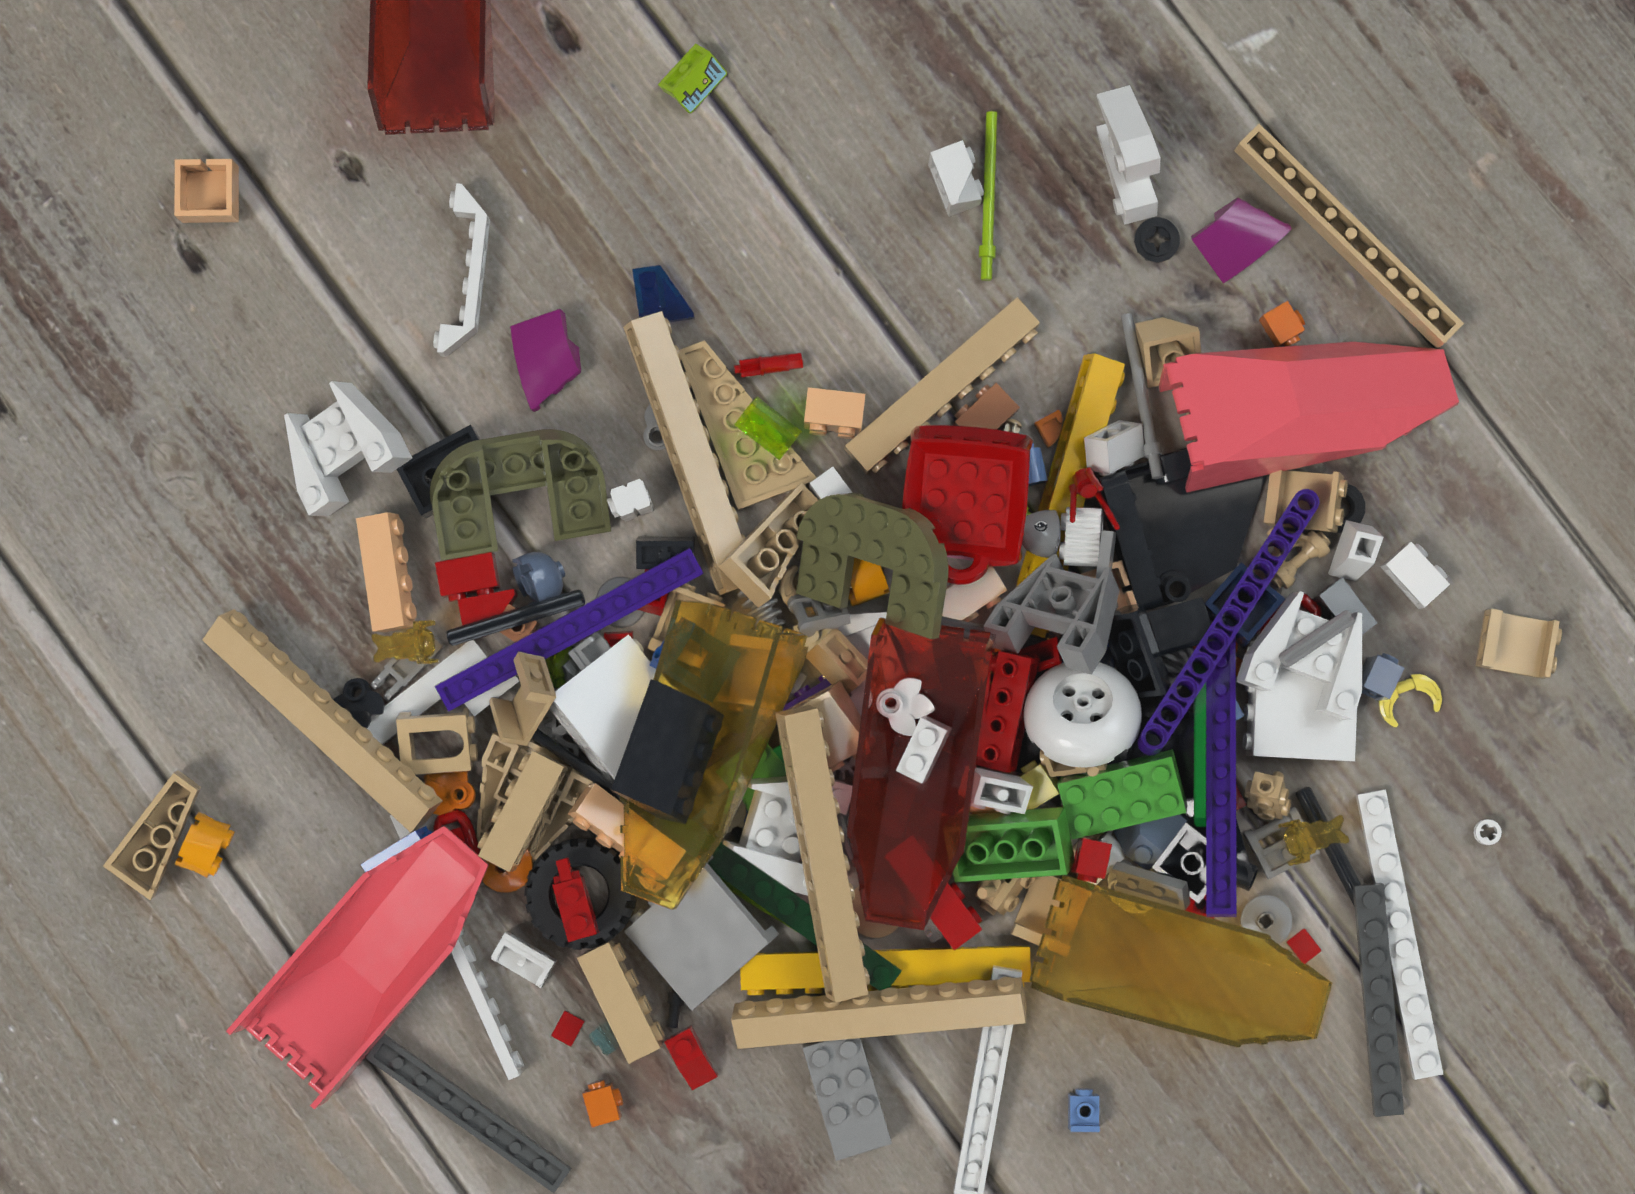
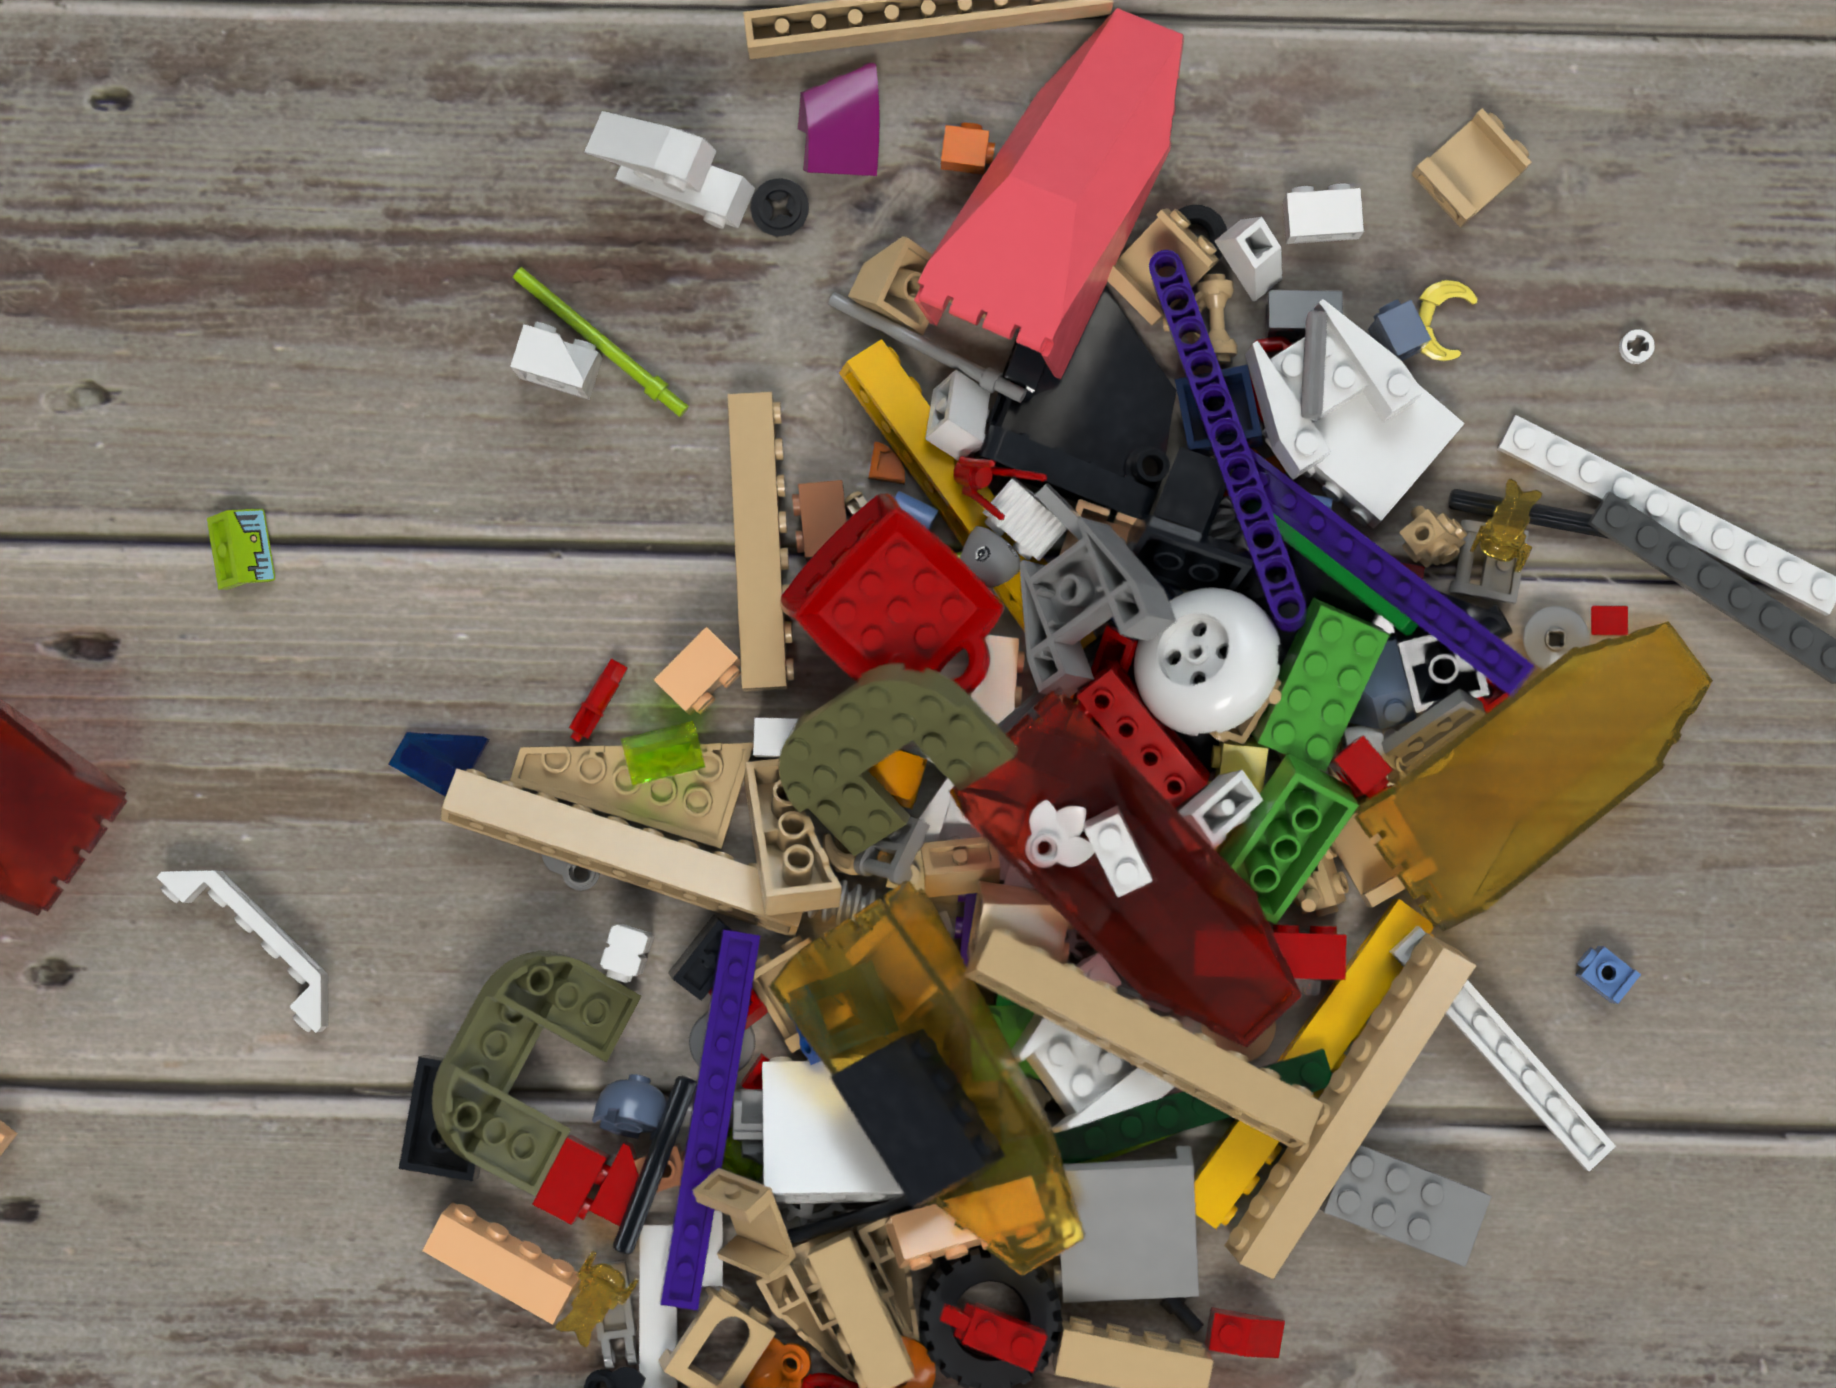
camera: 50 degrees left, 0 degrees up
(336, 442) = (328, 1208): white wedge -> none
(544, 356) = (407, 924): magenta slope -> none

